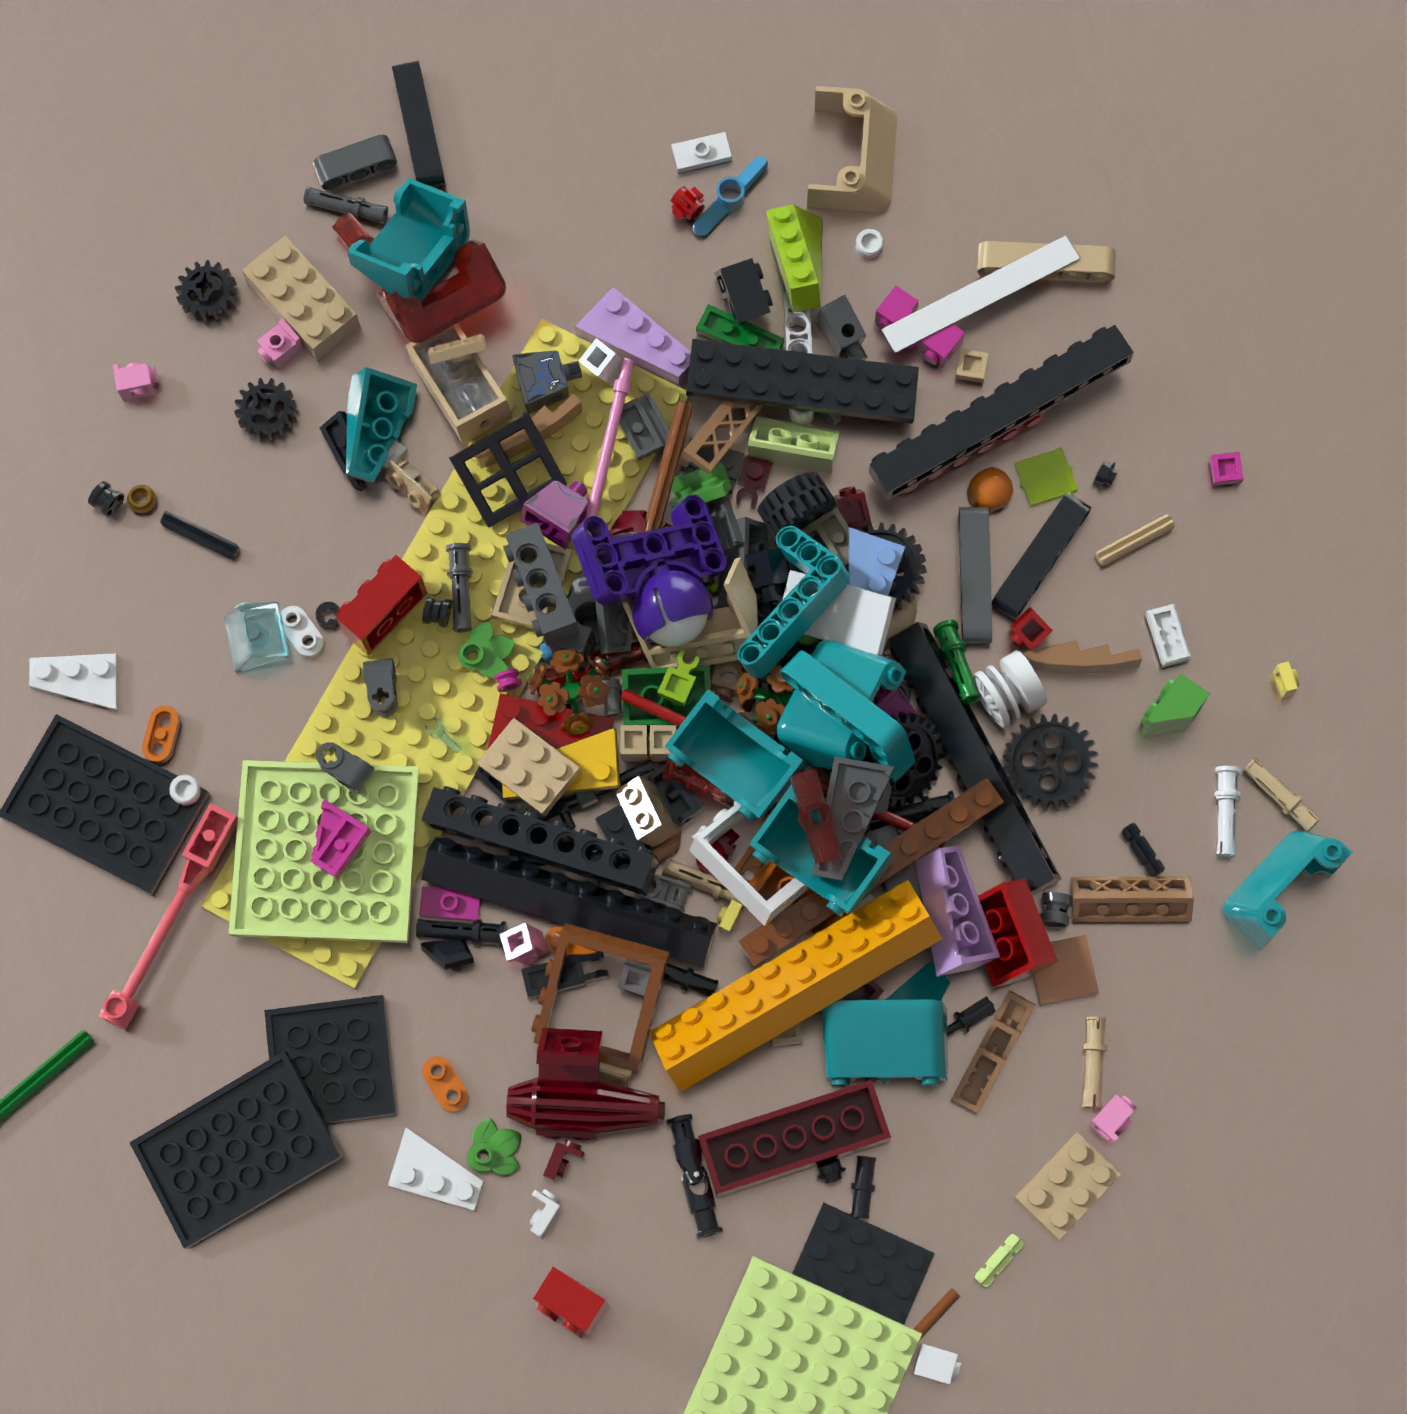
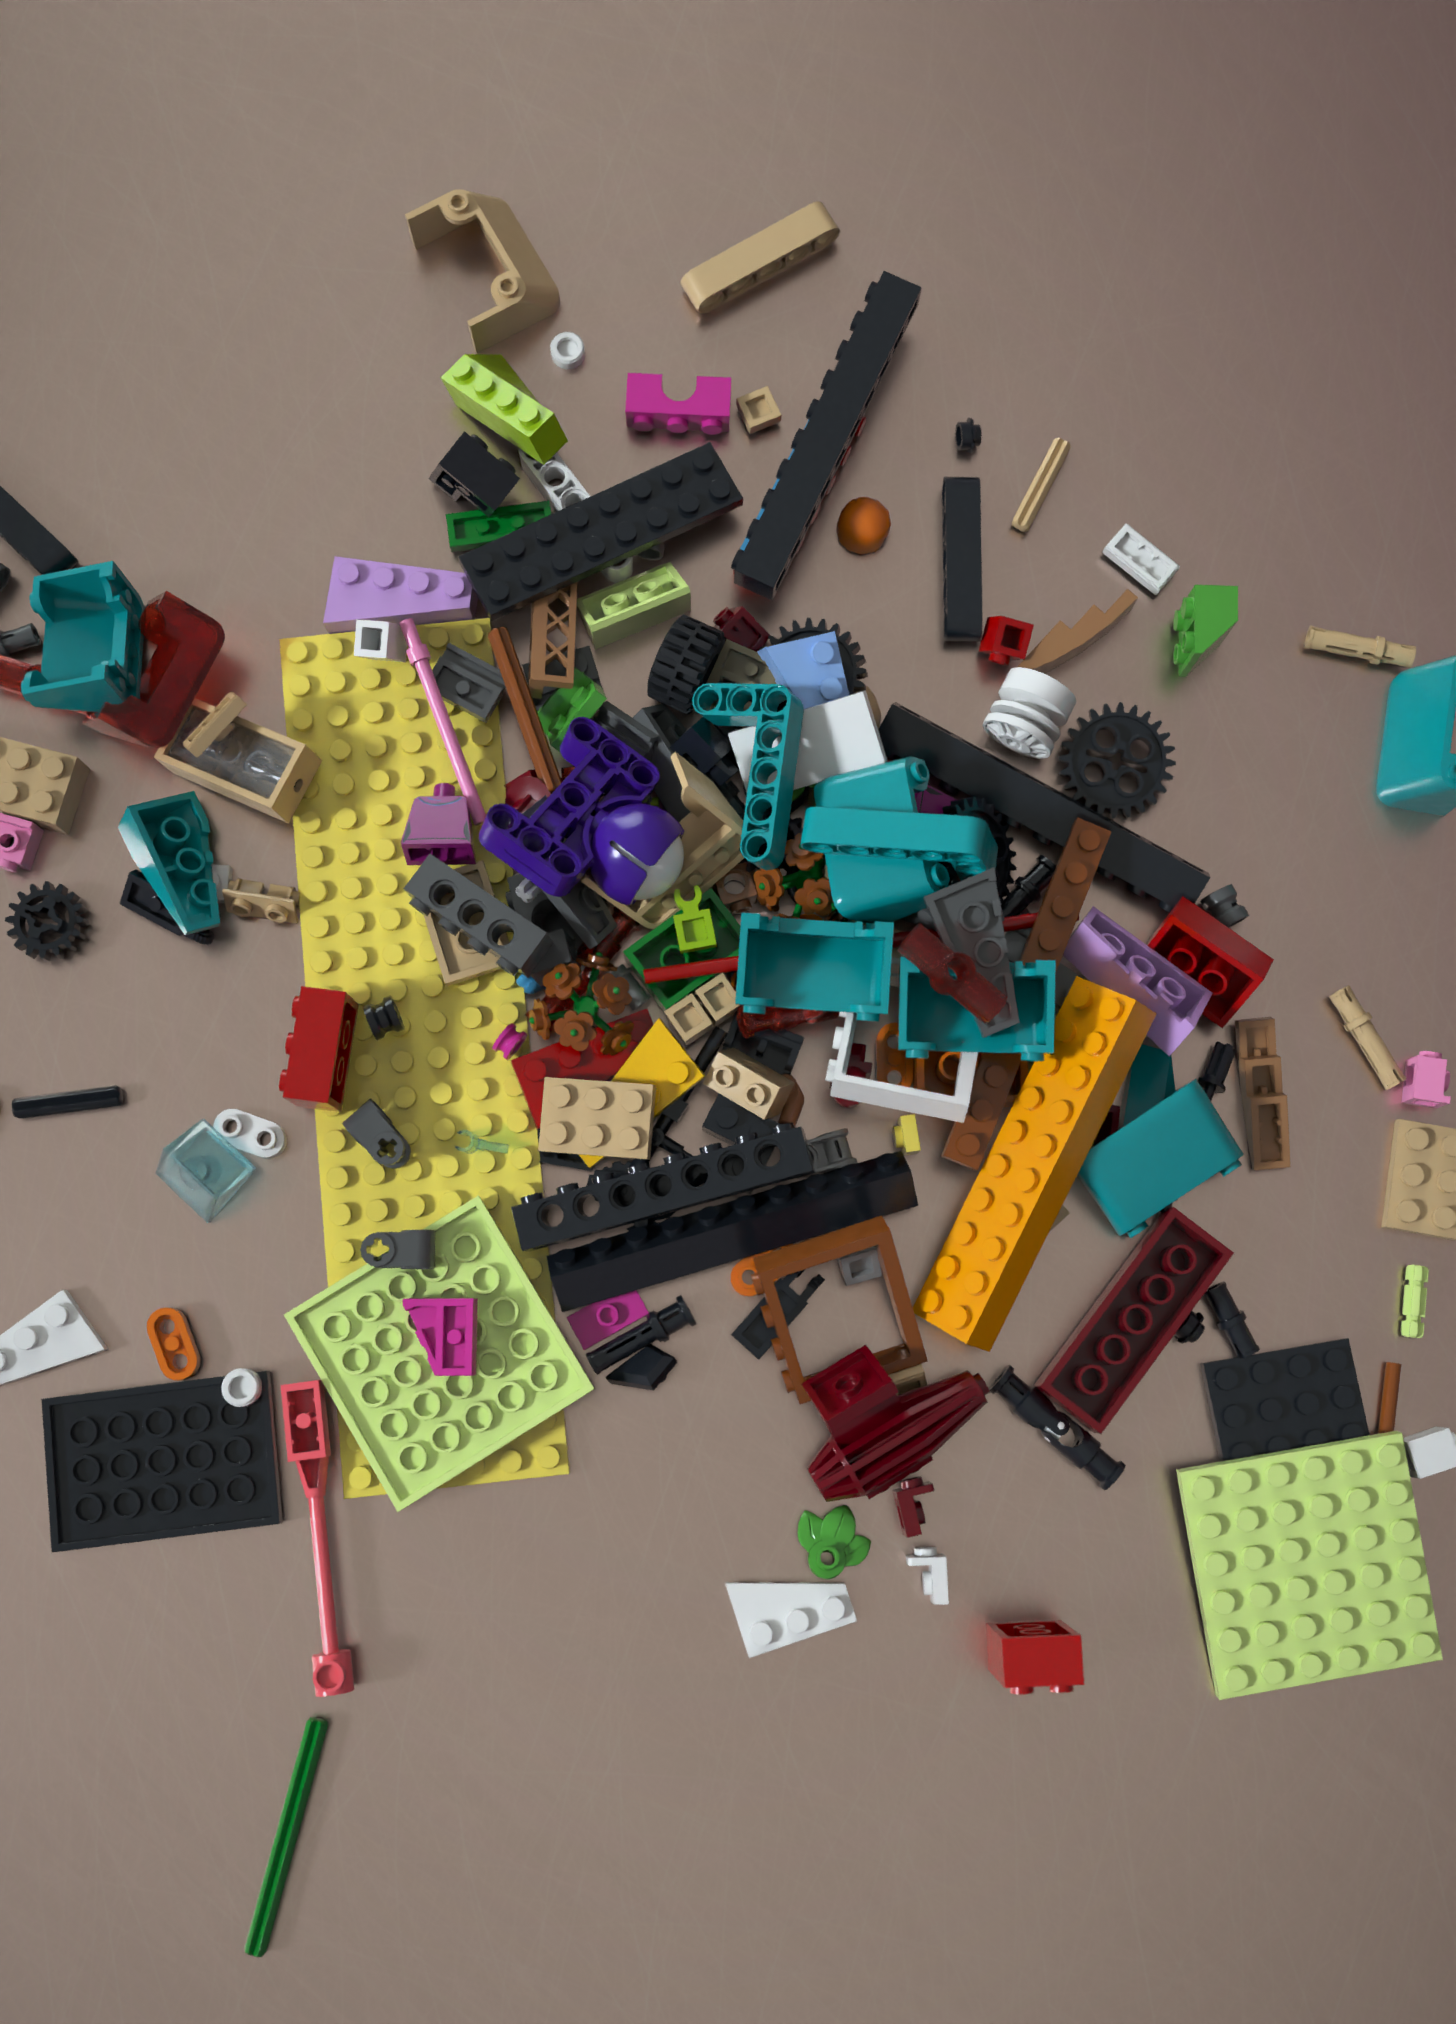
camera: 40 degrees left, 5 degrees up
(235, 1149) = (564, 1736): black plate -> none
(326, 606) = (258, 1090): black bush -> none
(339, 1055) = (598, 1571): black plate -> none
(444, 1084) = (734, 1508): orange plate -> none
(460, 574) = (380, 961): dark grey pin -> none
(490, 651) = (467, 1020): bright green plate -> none
(507, 470) = (357, 819): black window -> none
(524, 950) = (717, 1308): bright pink brick -> none
(543, 378) = (326, 698): dark grey torso -> none
(547, 425) = (345, 776): medium nougat slope -> none
(687, 203) = (351, 423): red gear -> none
(689, 980) = (914, 1226): black pin -> none
(697, 879) = (816, 1122): tan pin -> none
(701, 152) = (328, 362): white plate -> none
(720, 205) = (389, 403): dark azure piece -> none
(754, 477) = (614, 665): dark red plate -> none
(839, 319) = (602, 452): dark grey torso -> none
(953, 650) = (944, 707): green pin -> none
(975, 575) = (910, 620): dark grey beam -> none
(980, 294) = (719, 329): white sticker -> none
(1046, 477) = (908, 477): clear neon green piece -> none
(1069, 977) = (1291, 964): nougat tile -> none
(1132, 902) = (1295, 849): medium nougat fence -> none
(1143, 850) = (1265, 791): black axle -> none
(1226, 468) = (1081, 355): dark pink plate -> none
(1227, 802) = (1311, 683): white pin -> none
(1286, 679) = (1286, 529): light yellow plate -> none

